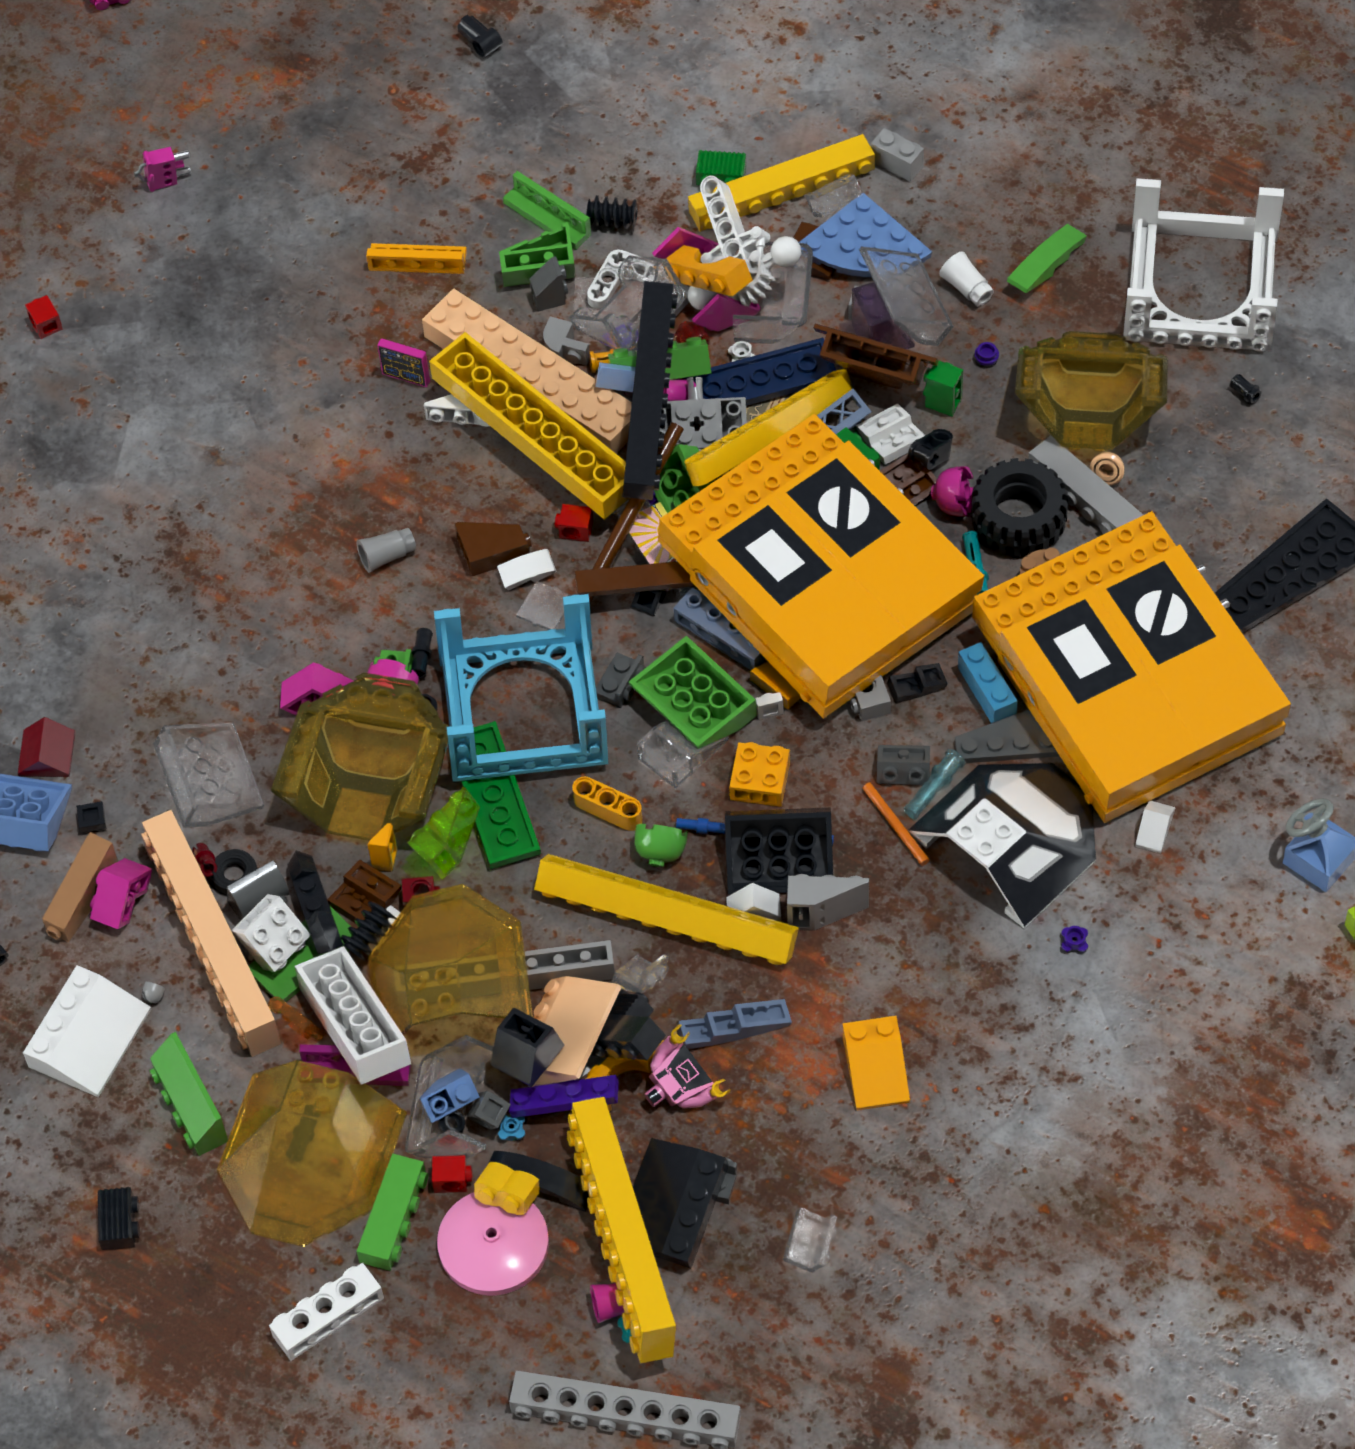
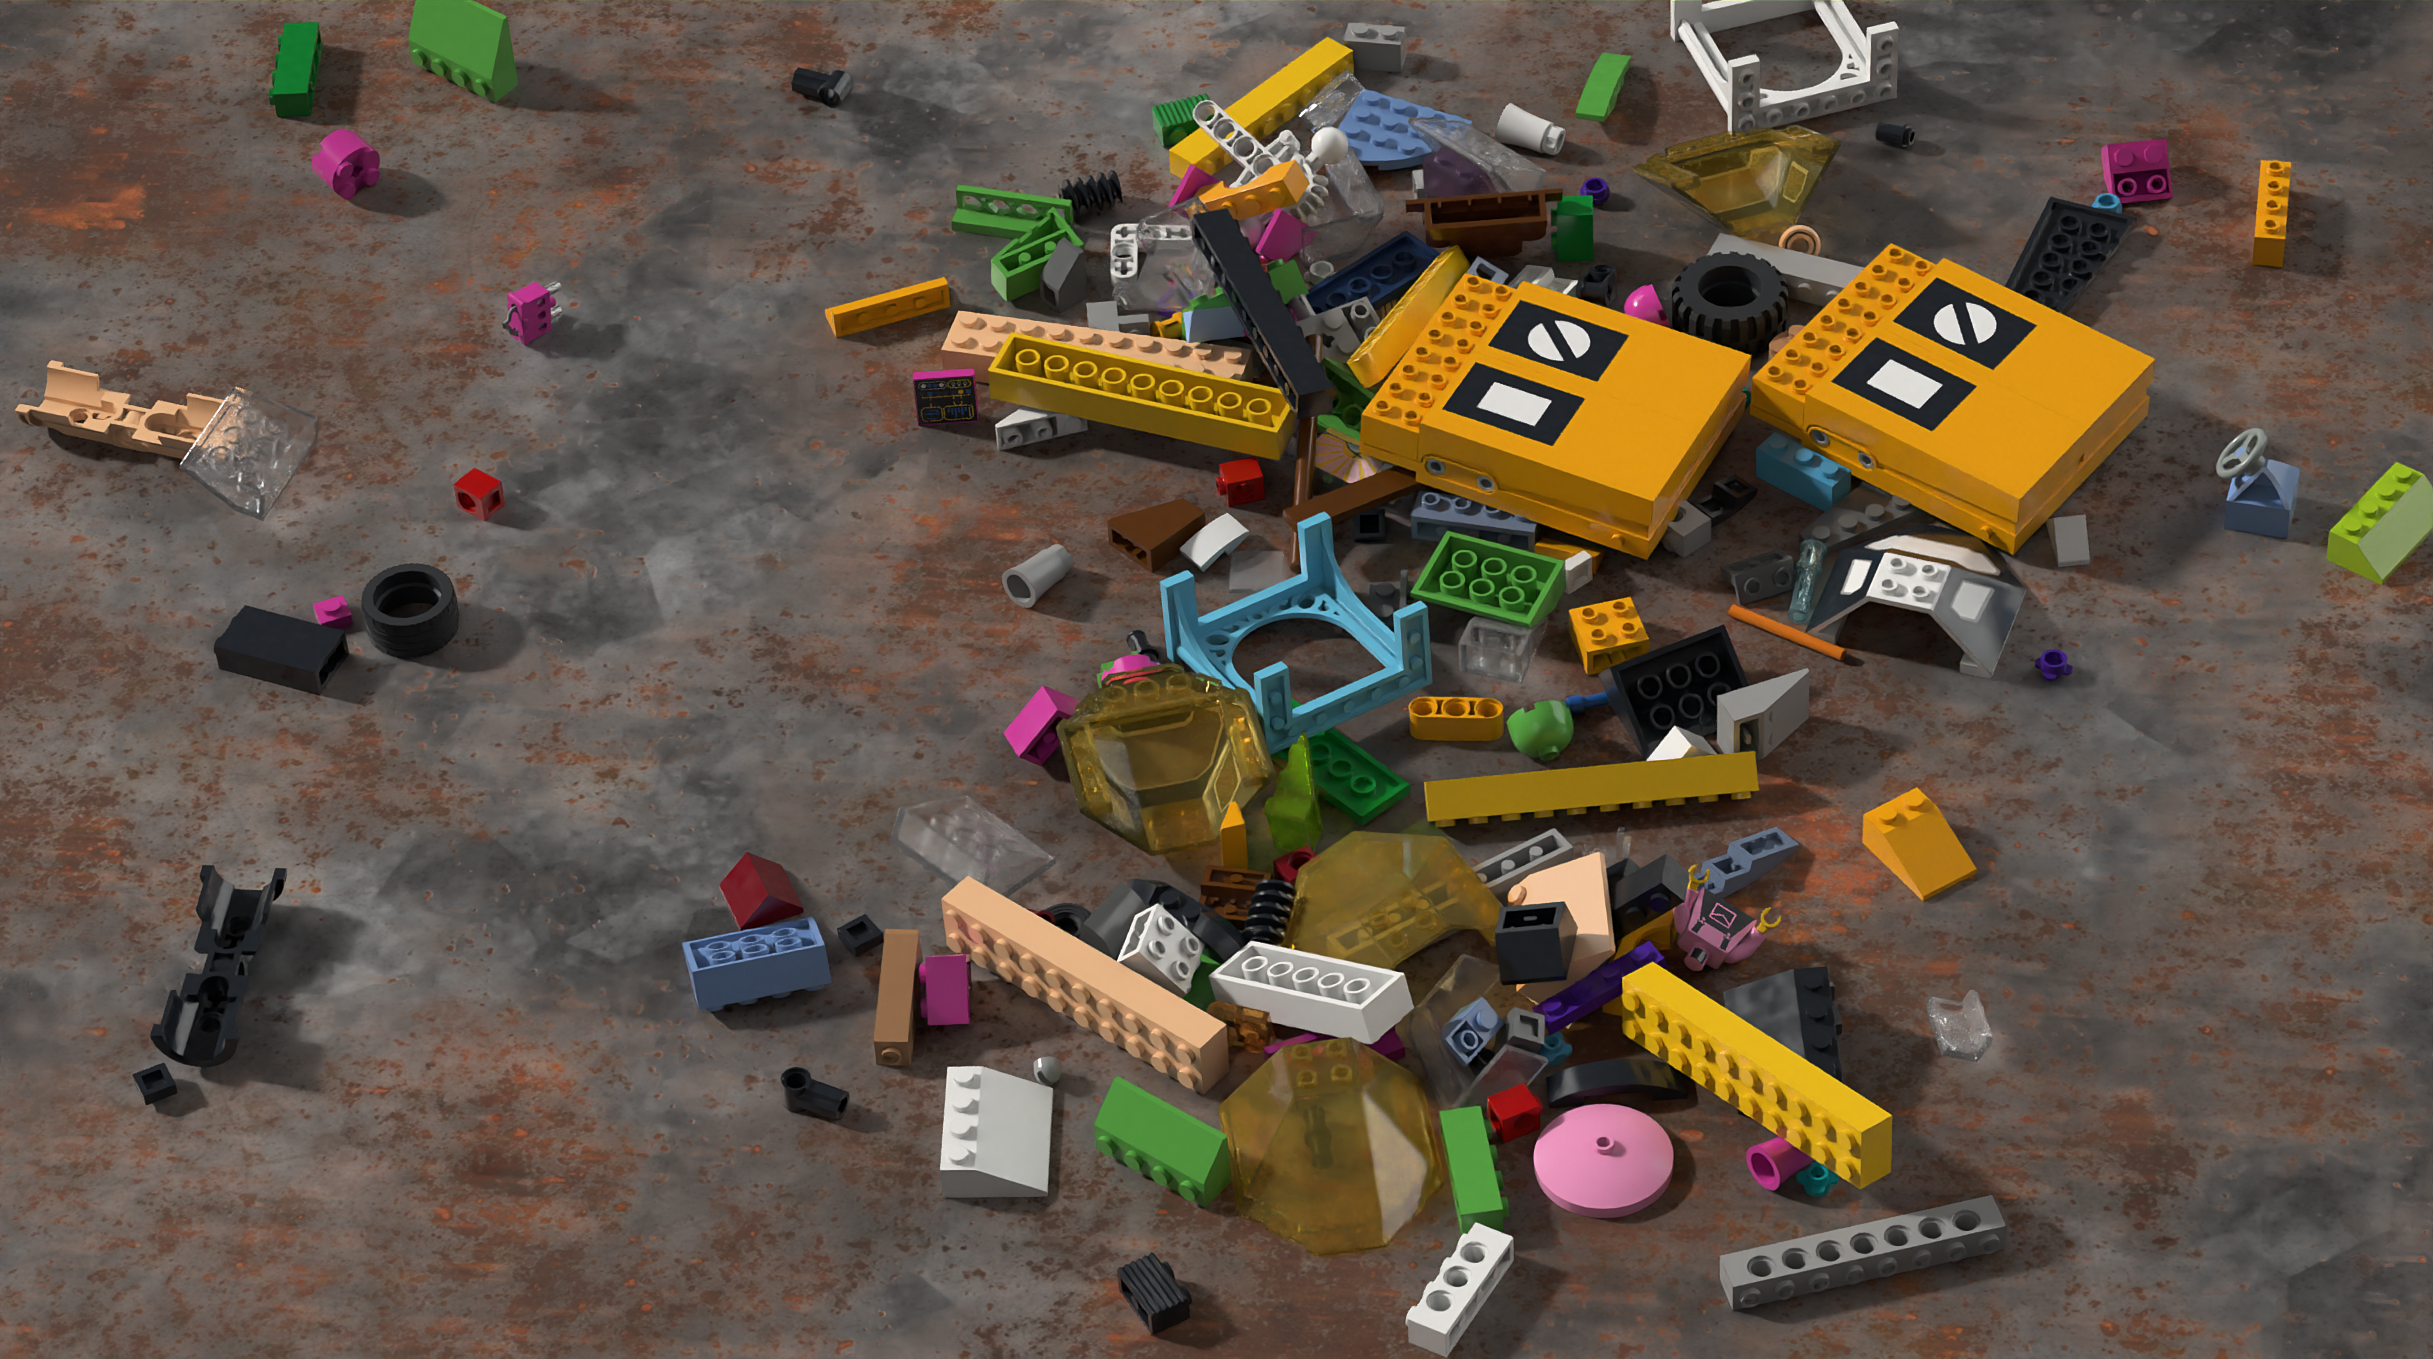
camera: 25 degrees left, 15 degrees down
(506, 1188) = (1590, 1096): yellow brick -> none

